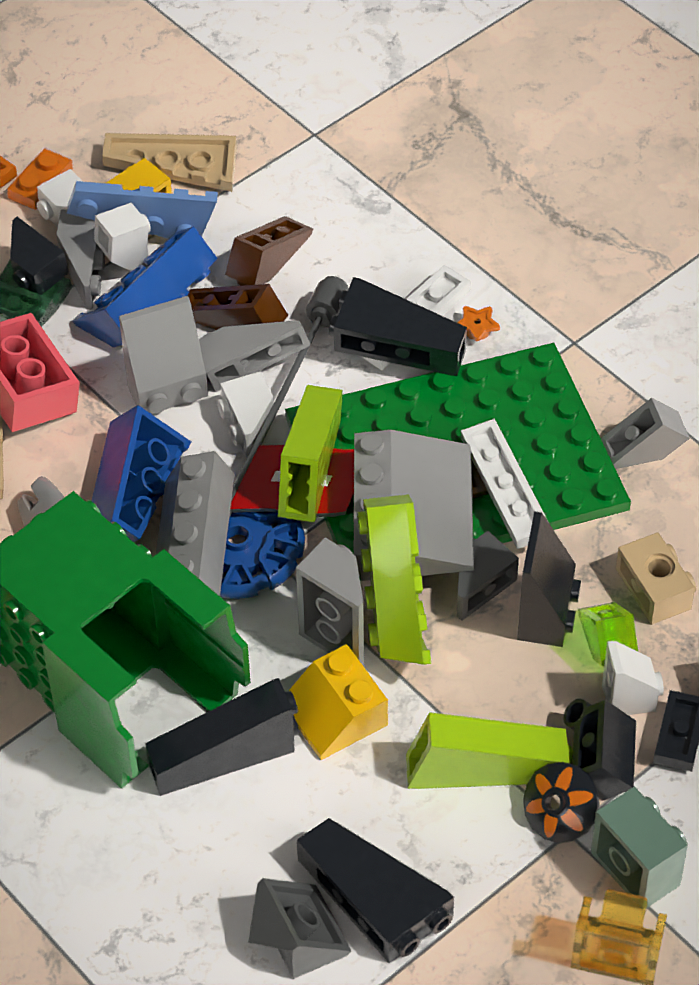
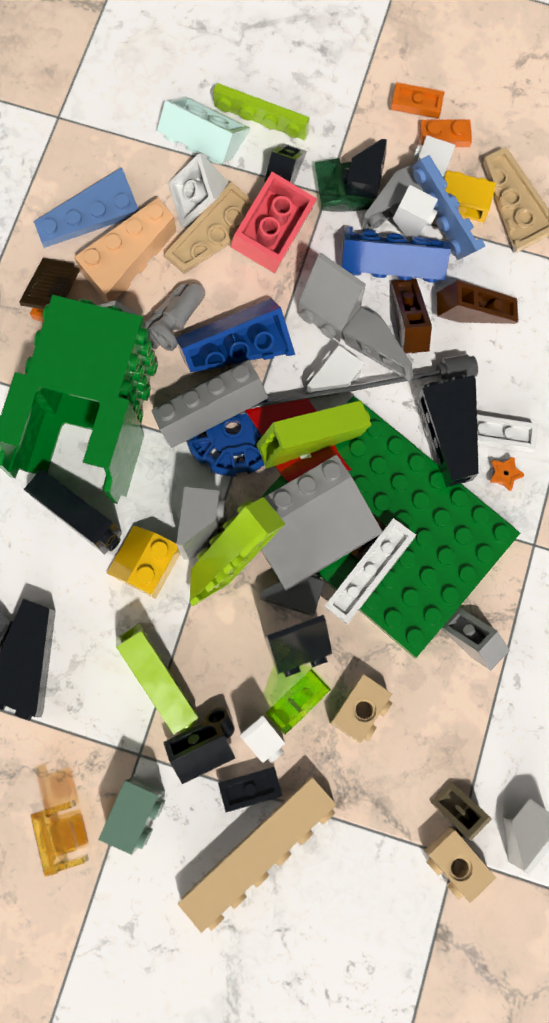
camera: 55 degrees right, 25 degrees up
(577, 802) = (146, 743): black dish -> none

